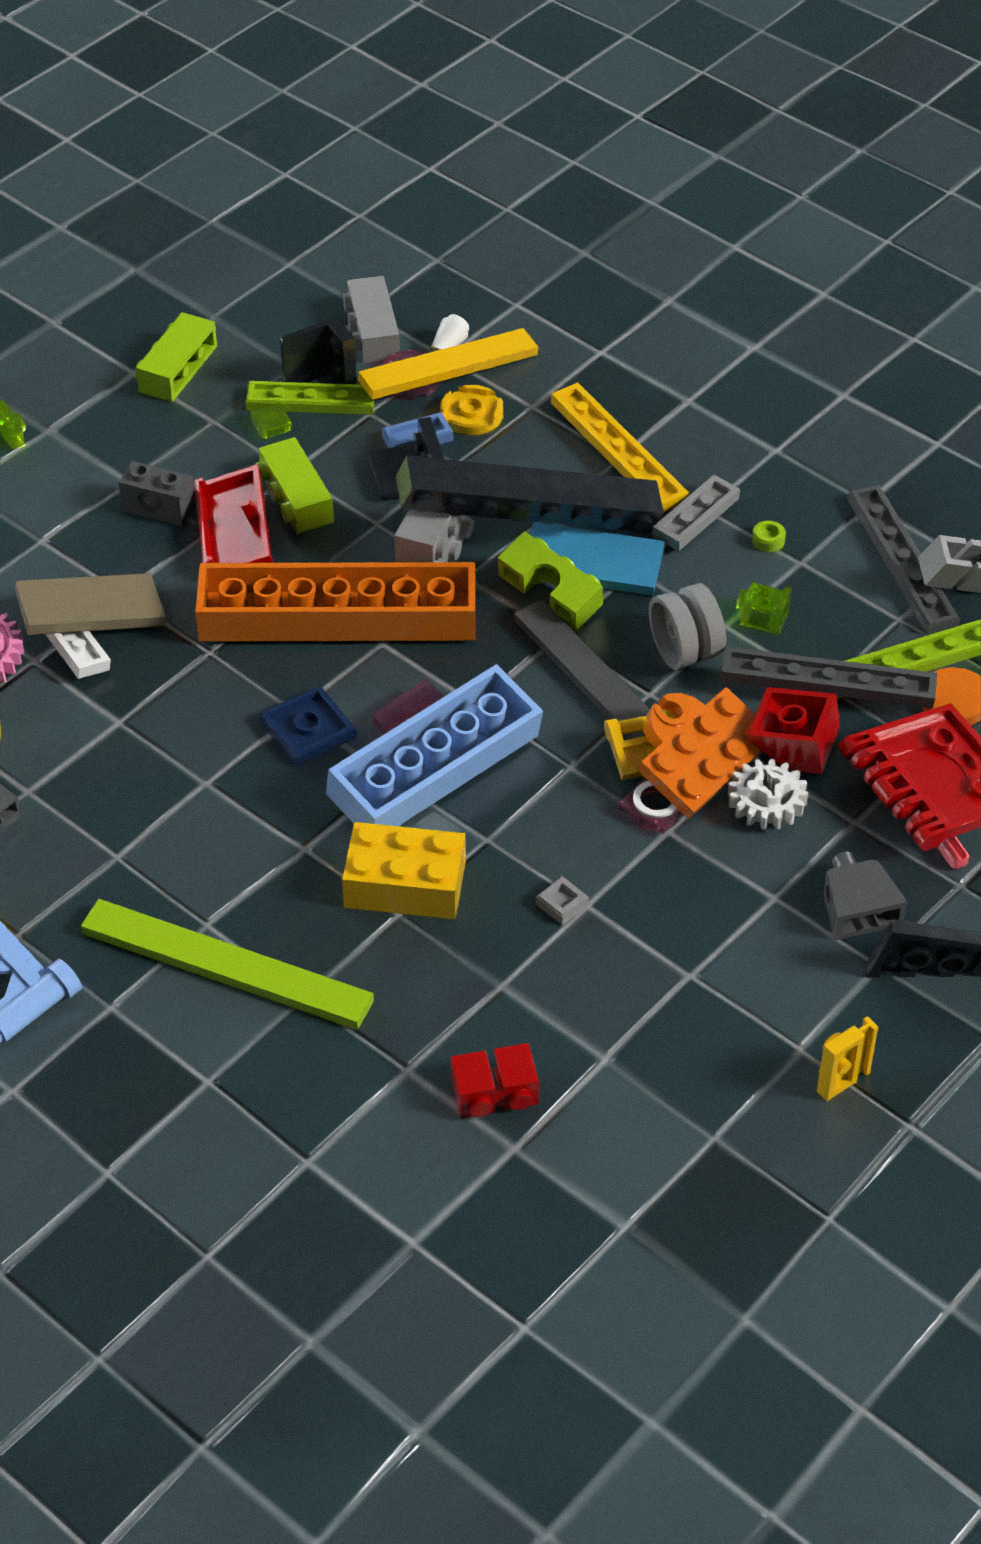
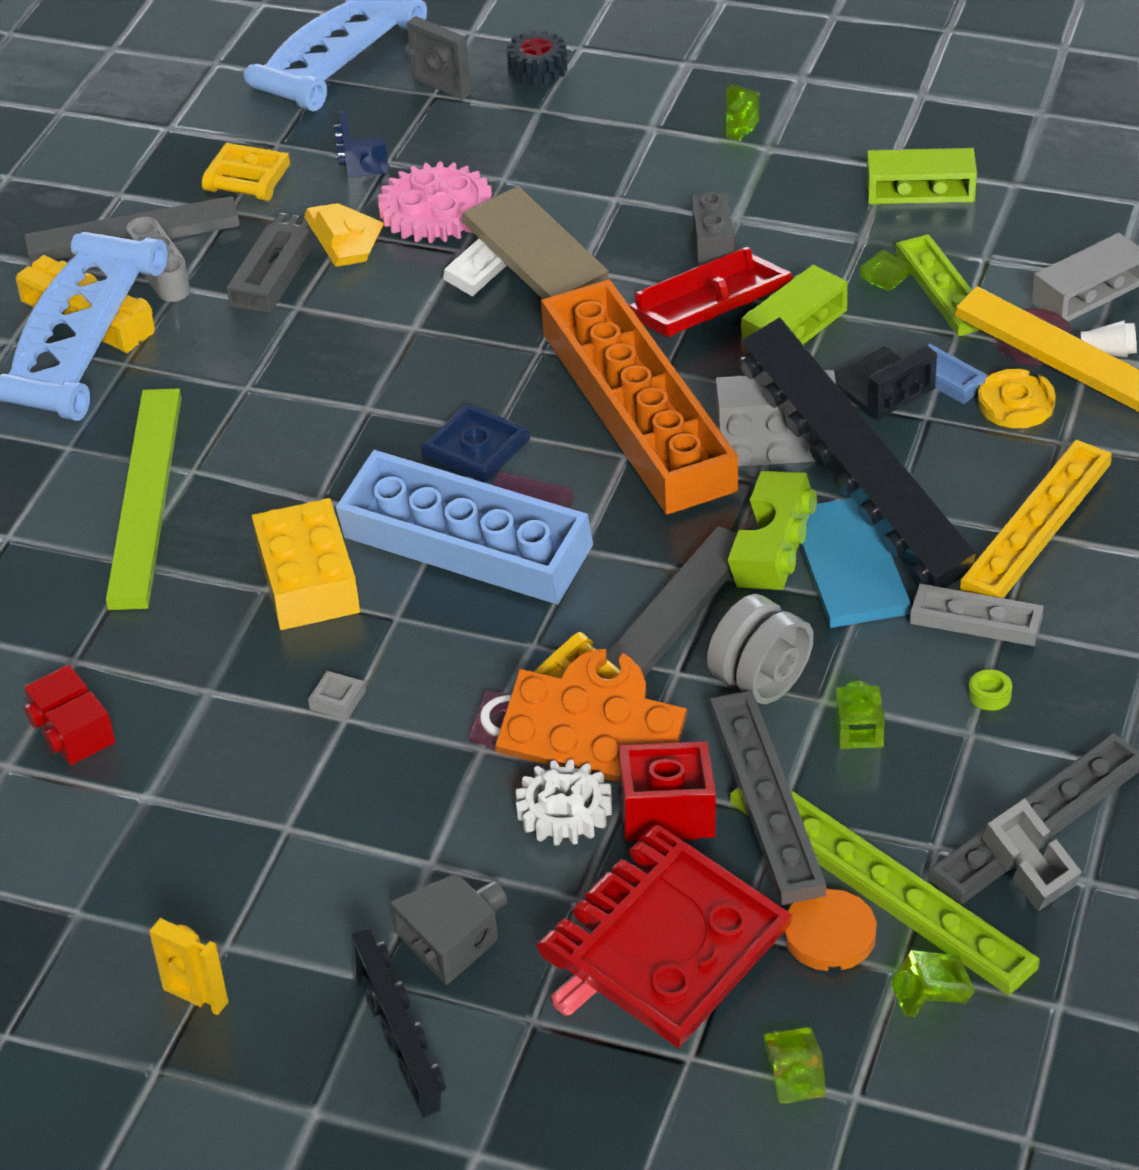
camera: 70 degrees right, 5 degrees down
(318, 352) = (984, 250): black bracket -> none

